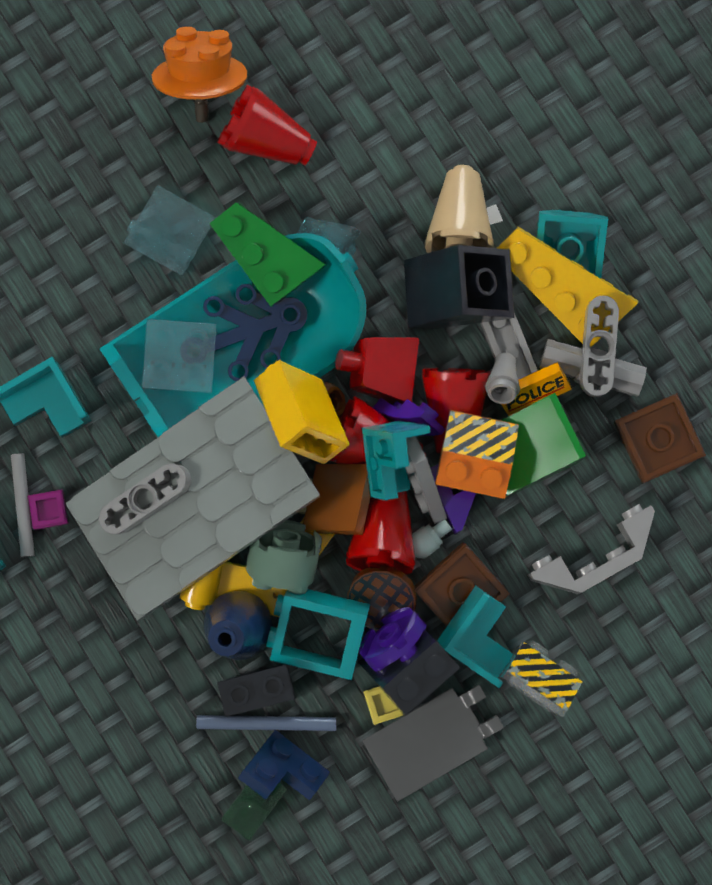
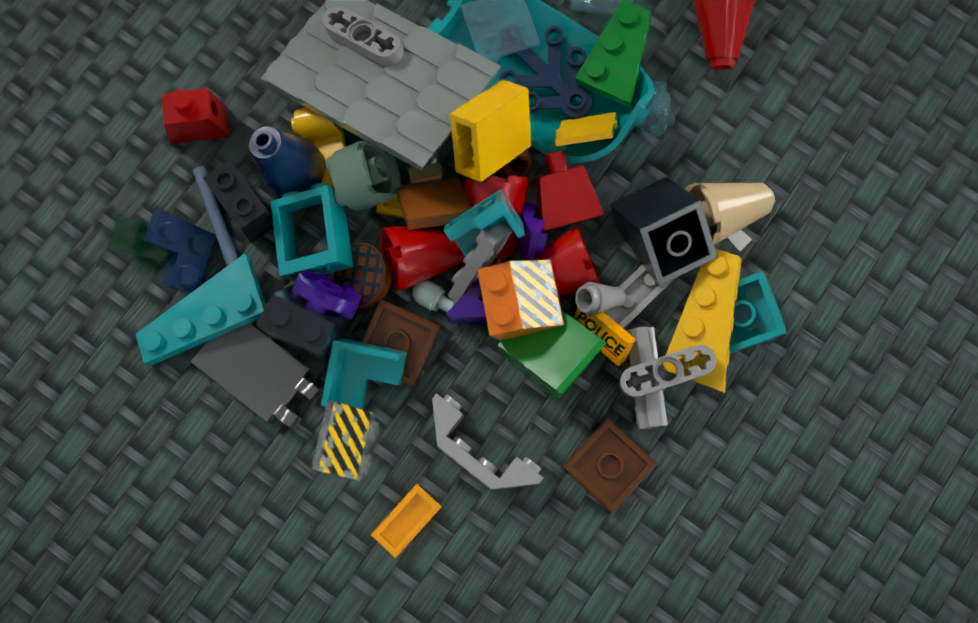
camera: 65 degrees right, 5 degrees down
(144, 705) = (191, 117): none -> red torso
(328, 317) = (586, 129): none -> yellow piece
(355, 761) = (211, 310): none -> teal wing
(634, 651) = (406, 521): none -> light orange tile

